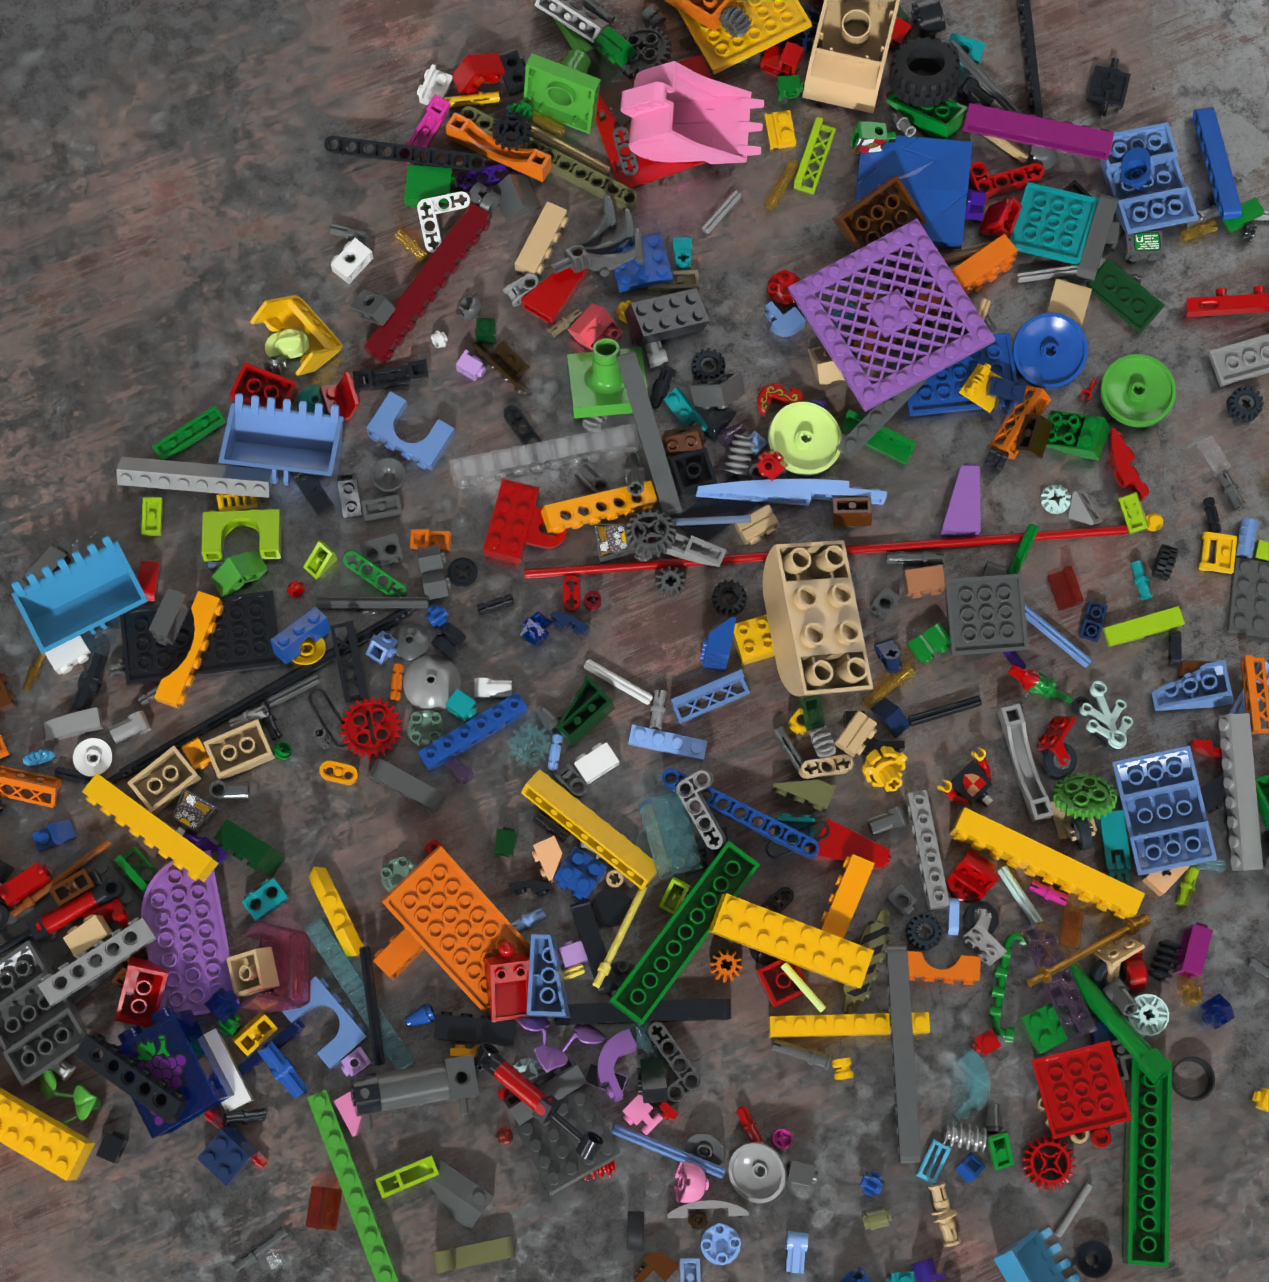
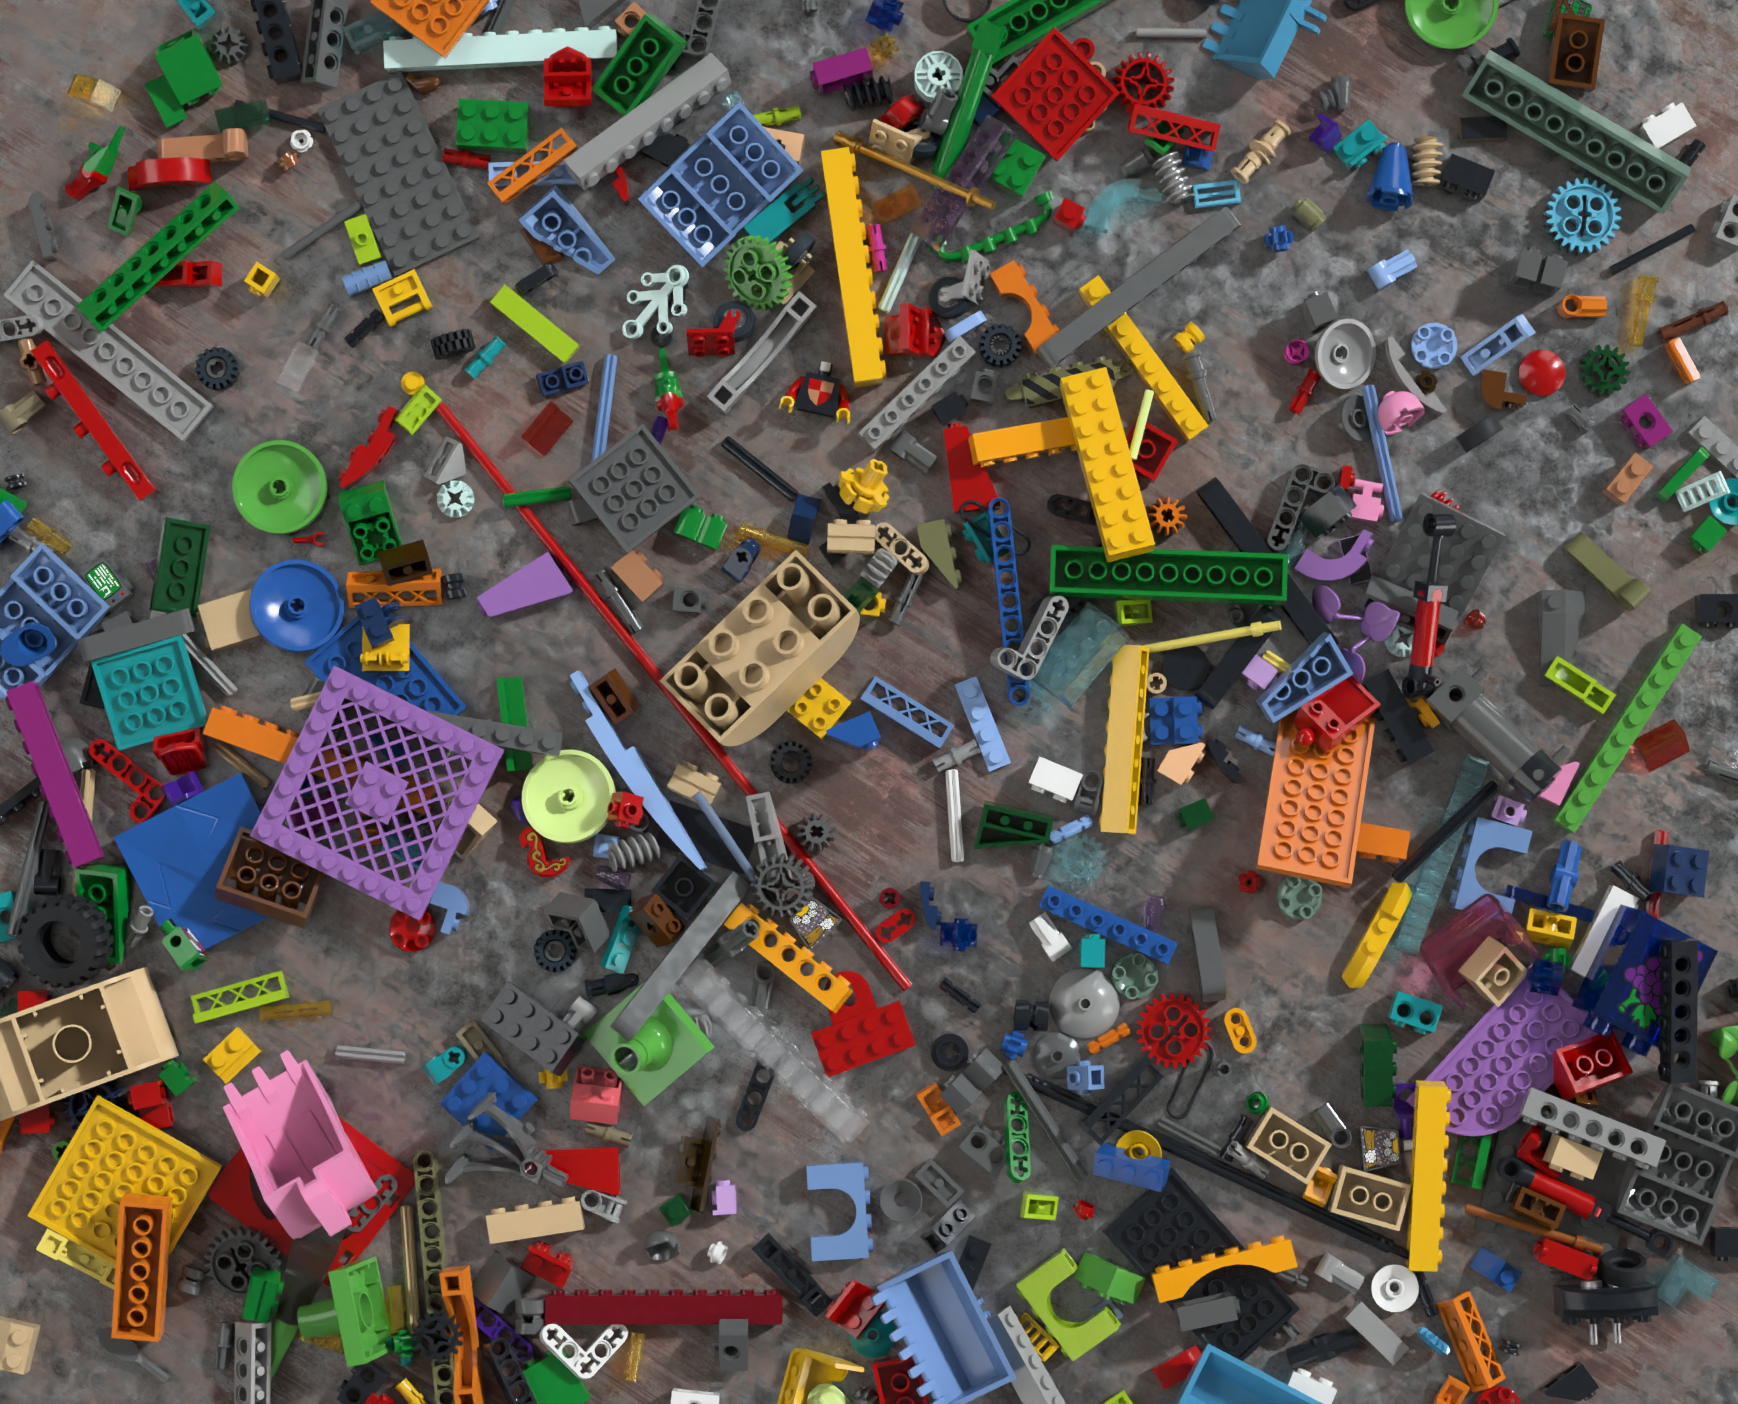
camera: 120 degrees left, 10 degrees up
(421, 1015) = (1417, 778): blue cone -> none
(509, 232) = (548, 1264): none -> red bracket
(735, 21) = (151, 1179): dark grey gear -> none
(901, 866) = (950, 408): none -> black brick
(1012, 1161) = (1172, 119): none -> red fence

